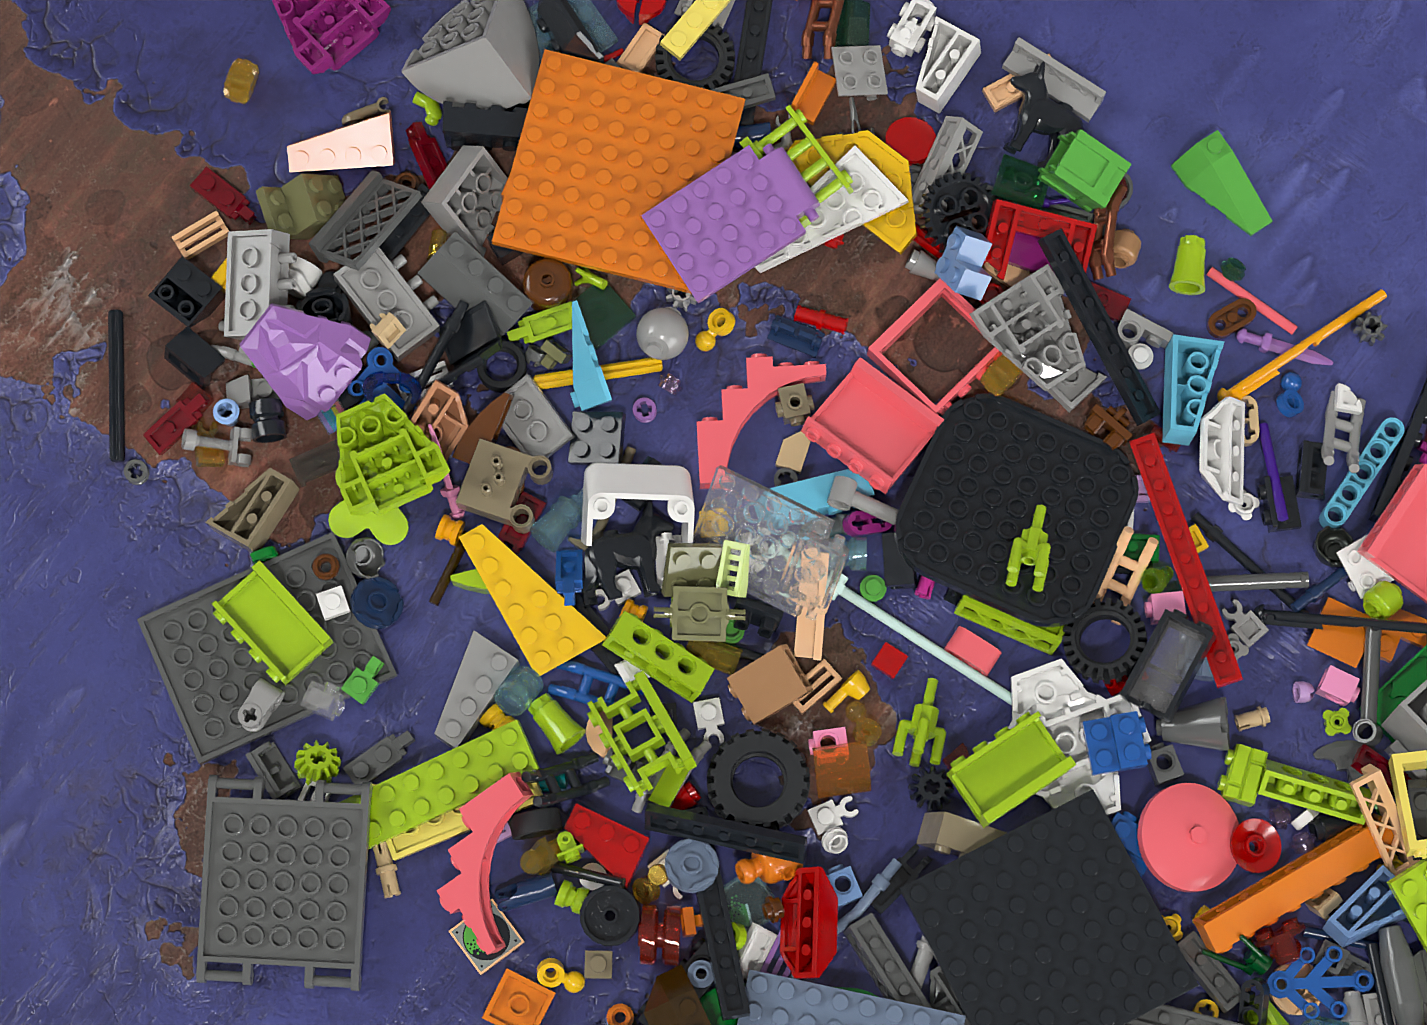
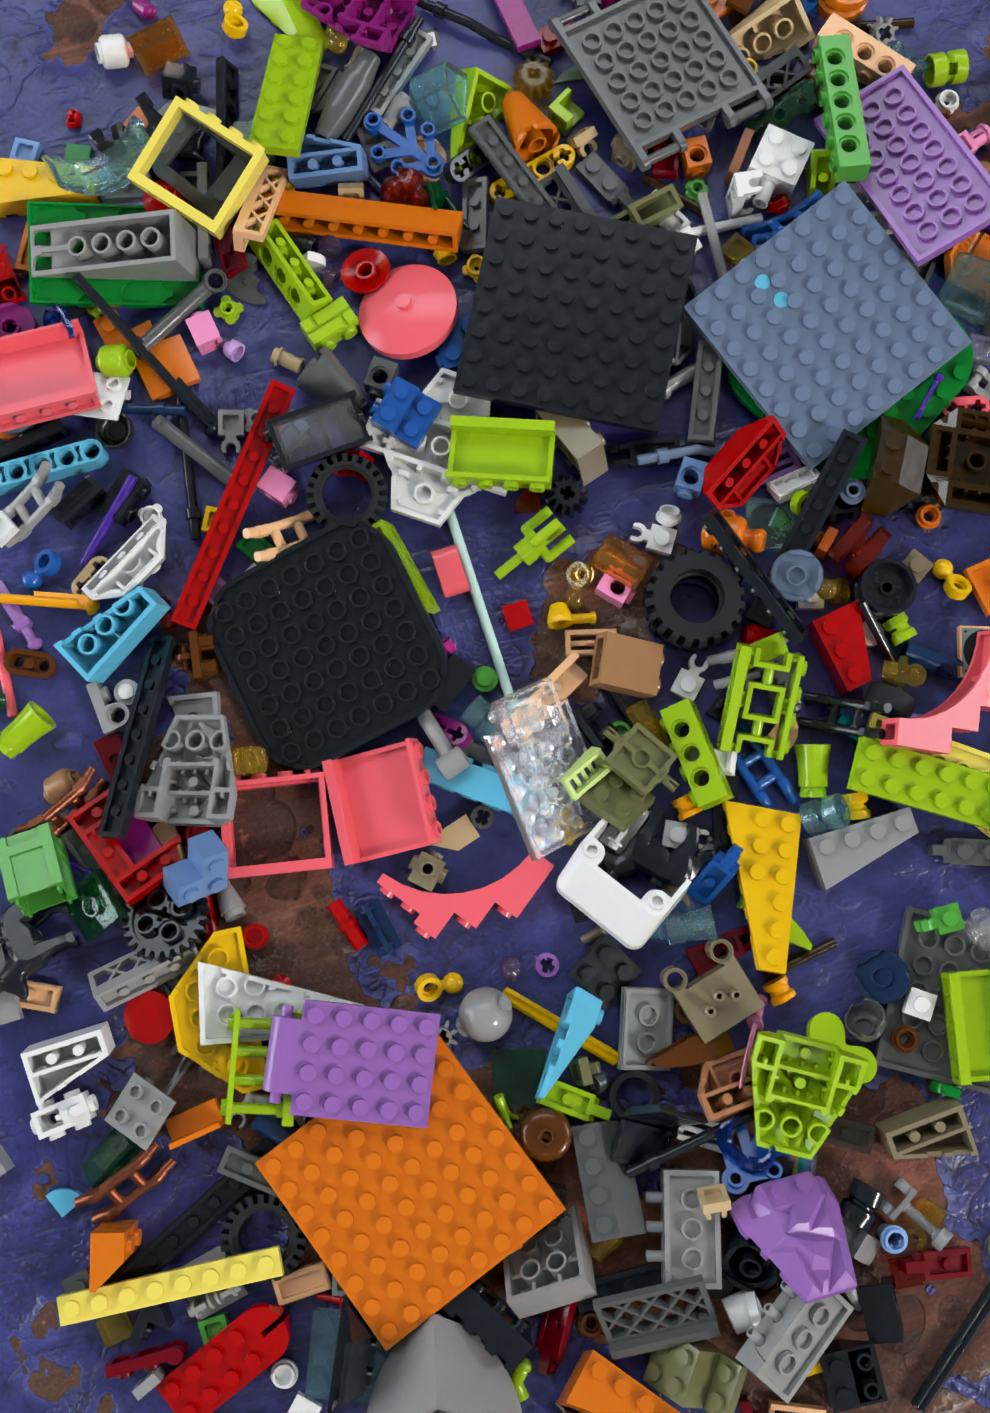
camera: 145 degrees left, 5 degrees up
(569, 850) = (880, 661): lime hinge -> none
(773, 909) = (757, 499): reddish brown plate -> none
(883, 257) = (255, 936): none -> red plate
(1030, 550) = (347, 596): lime plant -> none
(1156, 579) = (267, 510): clear neon green cone -> none

